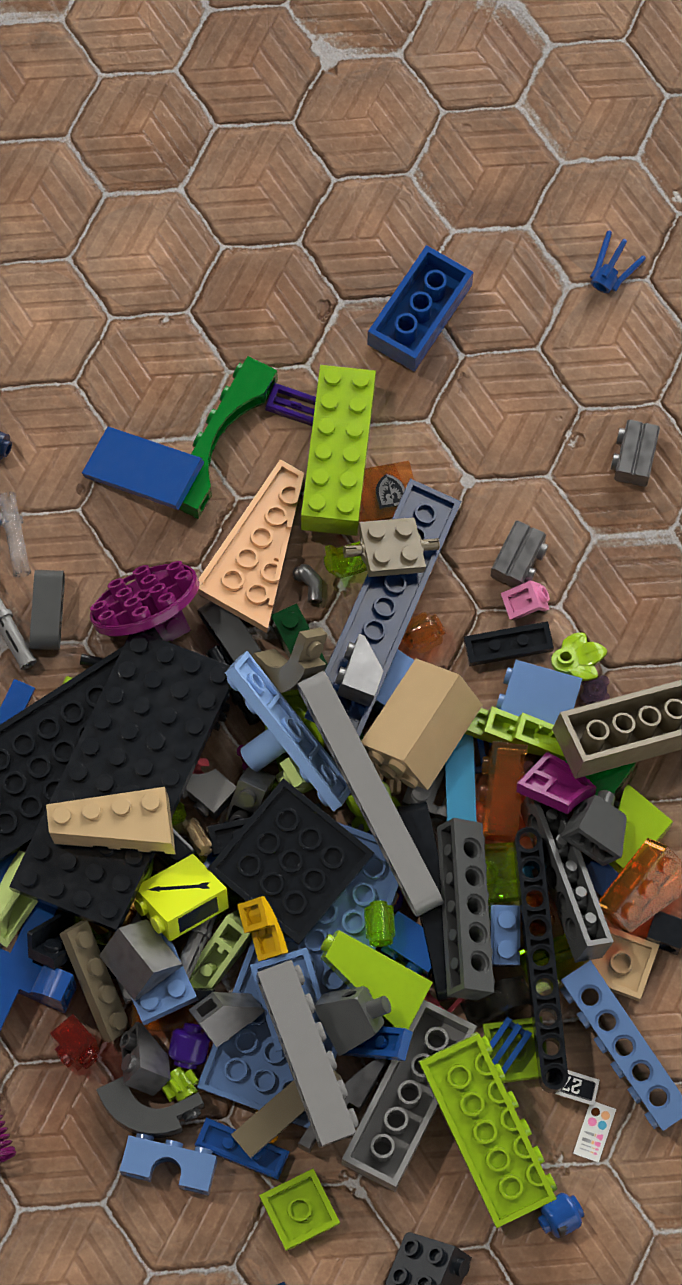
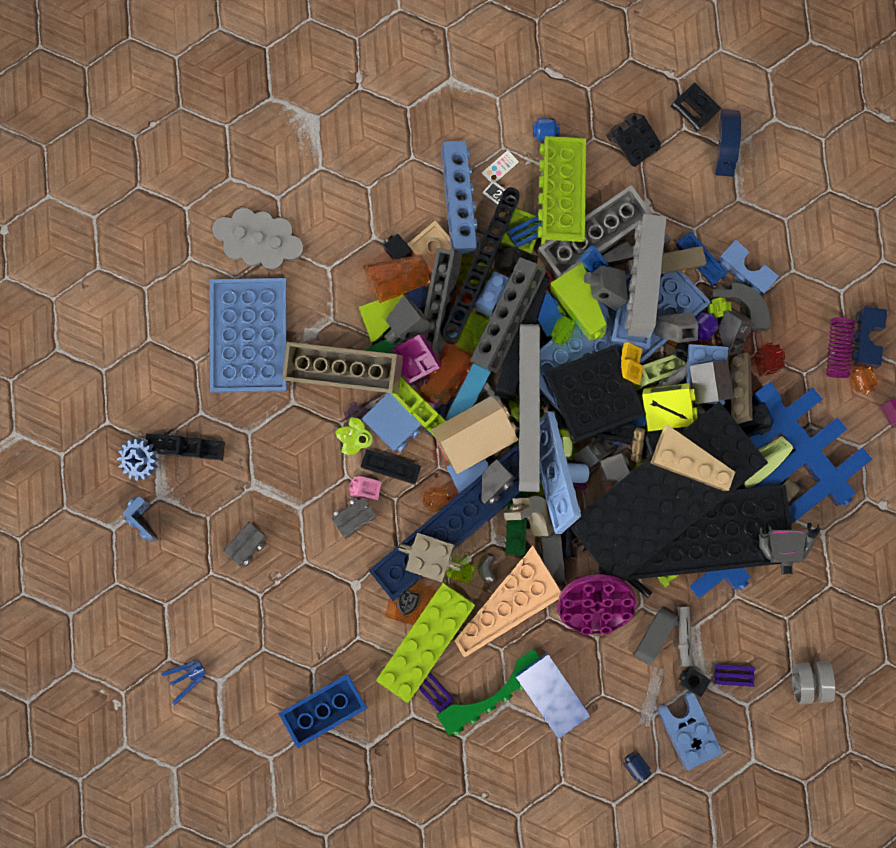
camera: 150 degrees left, 10 degrees up
(299, 1209) = (687, 207): lime plate -> none

